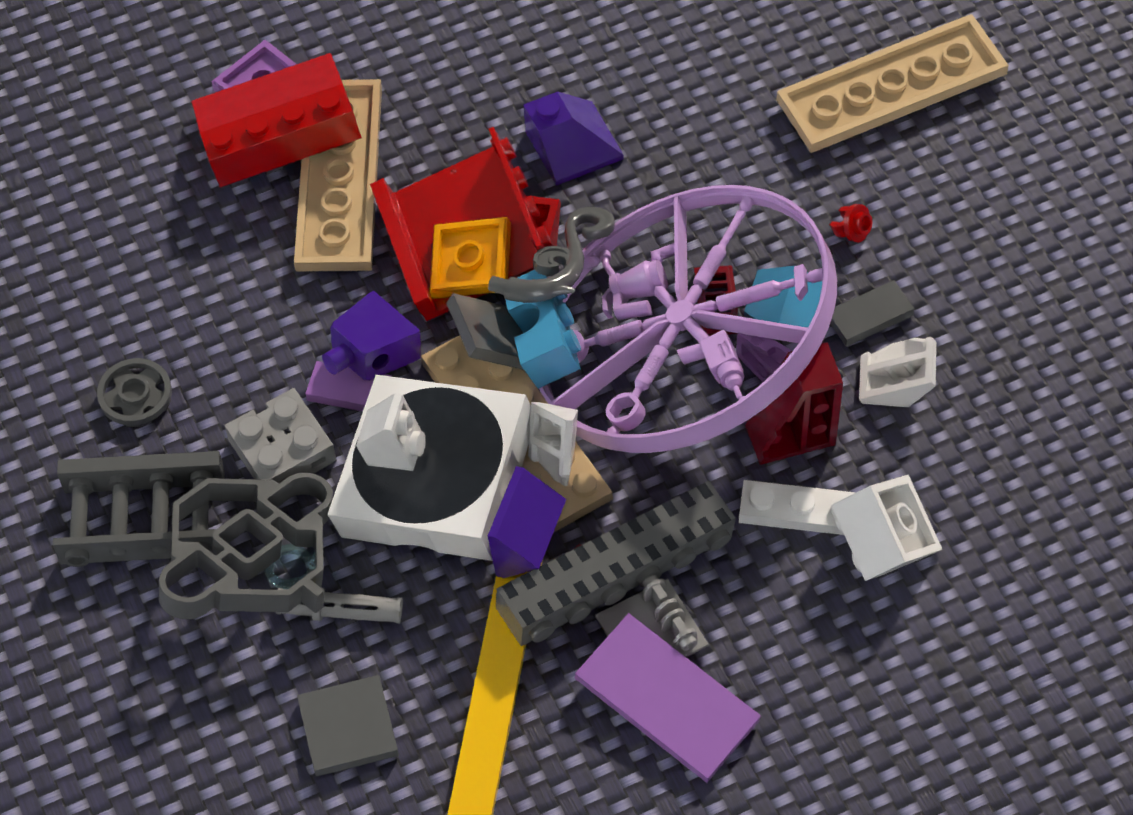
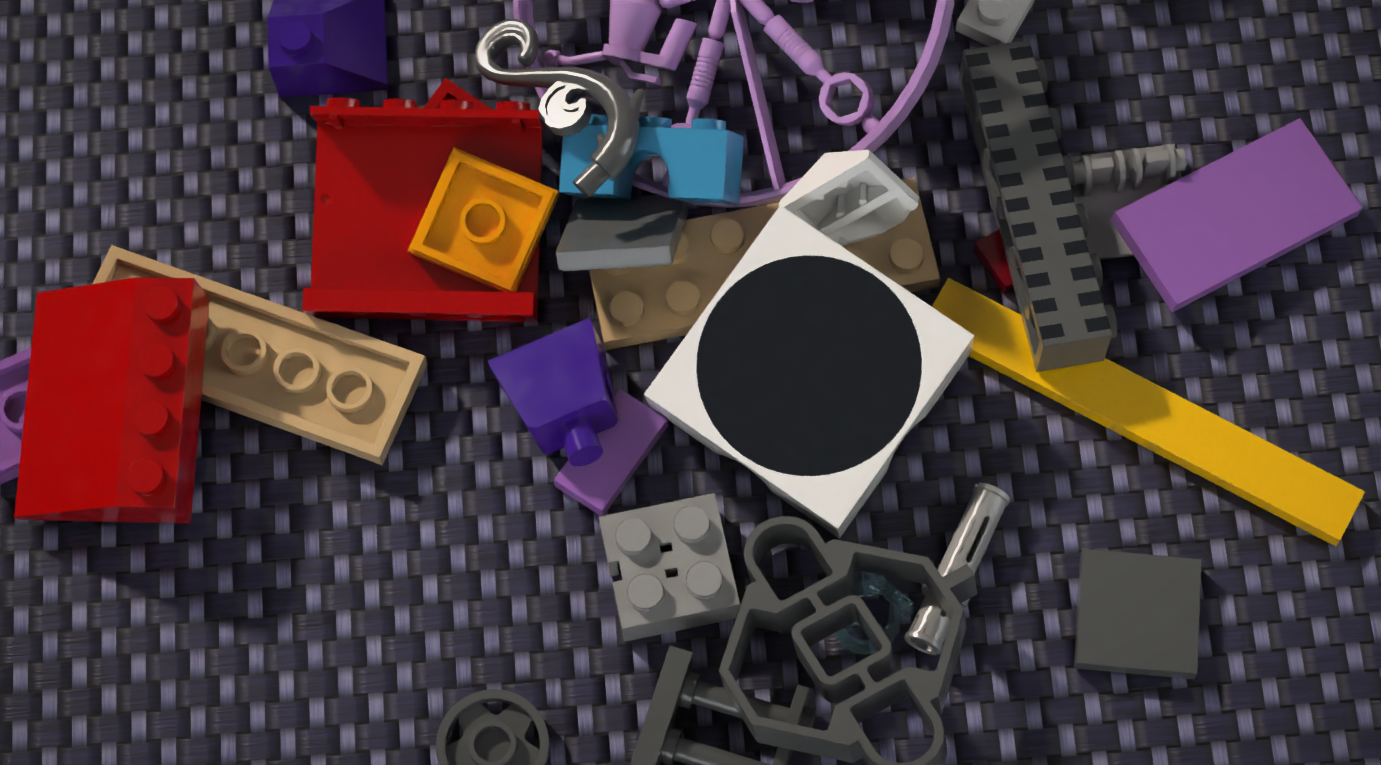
camera: 70 degrees left, 10 degrees up
(391, 435) = (781, 390): white slope -> none
(523, 524) = (962, 282): dark purple slope -> none

